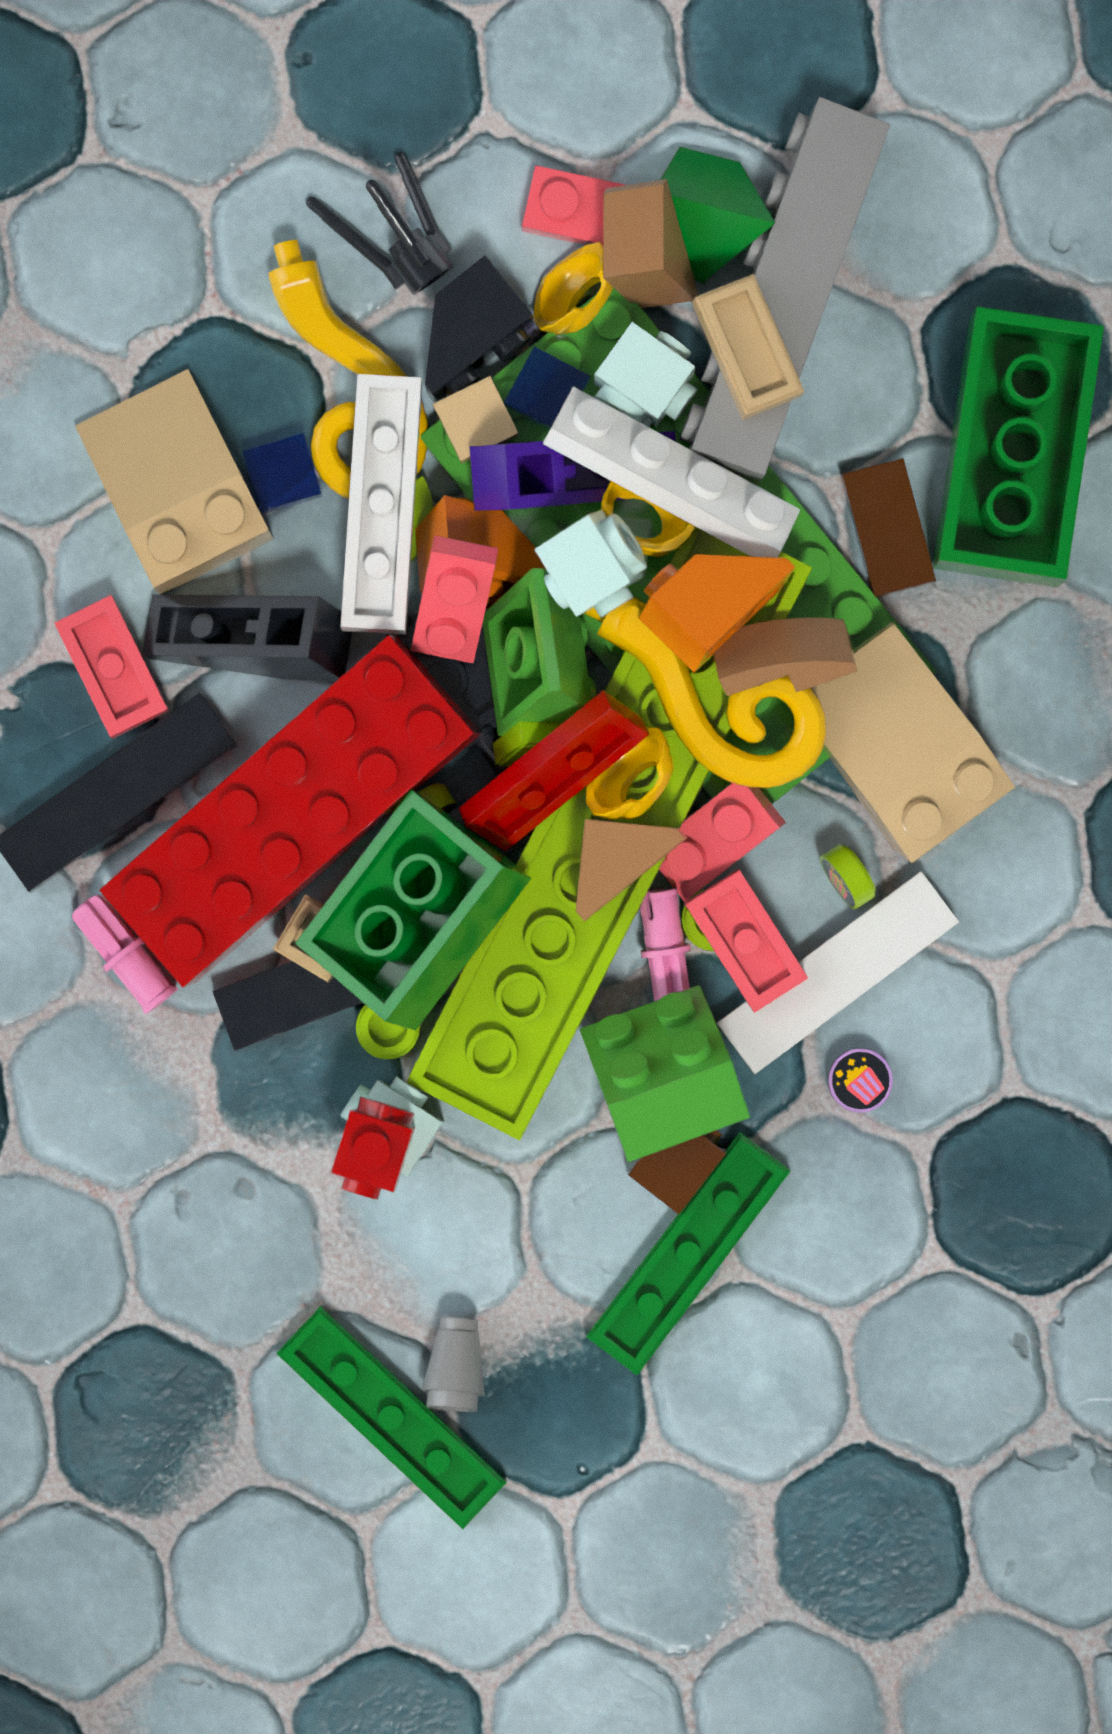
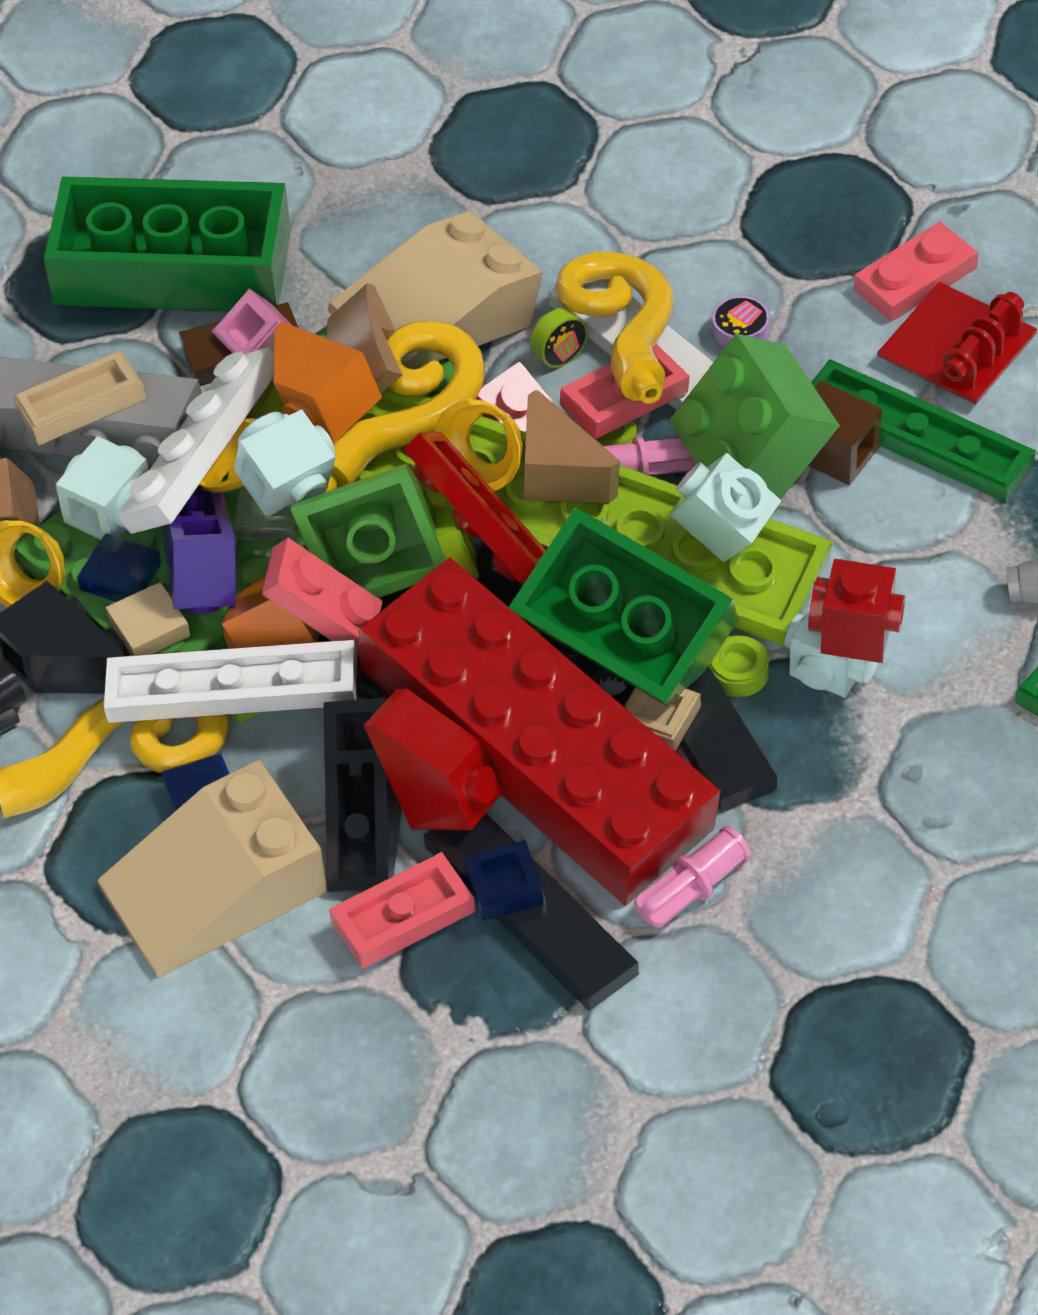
camera: 90 degrees left, 35 degrees down
(127, 767) = (503, 880): none -> clear blue tile
(246, 704) = (432, 764): none -> red slope
(531, 1027) = (724, 506): none -> light aqua brick
(758, 949) = (632, 355): none -> yellow plant
(806, 1315) = (960, 340): none -> red hinge
(888, 543) = (249, 324): none -> bright pink slope
(920, 1284) = (913, 269): none -> coral plate

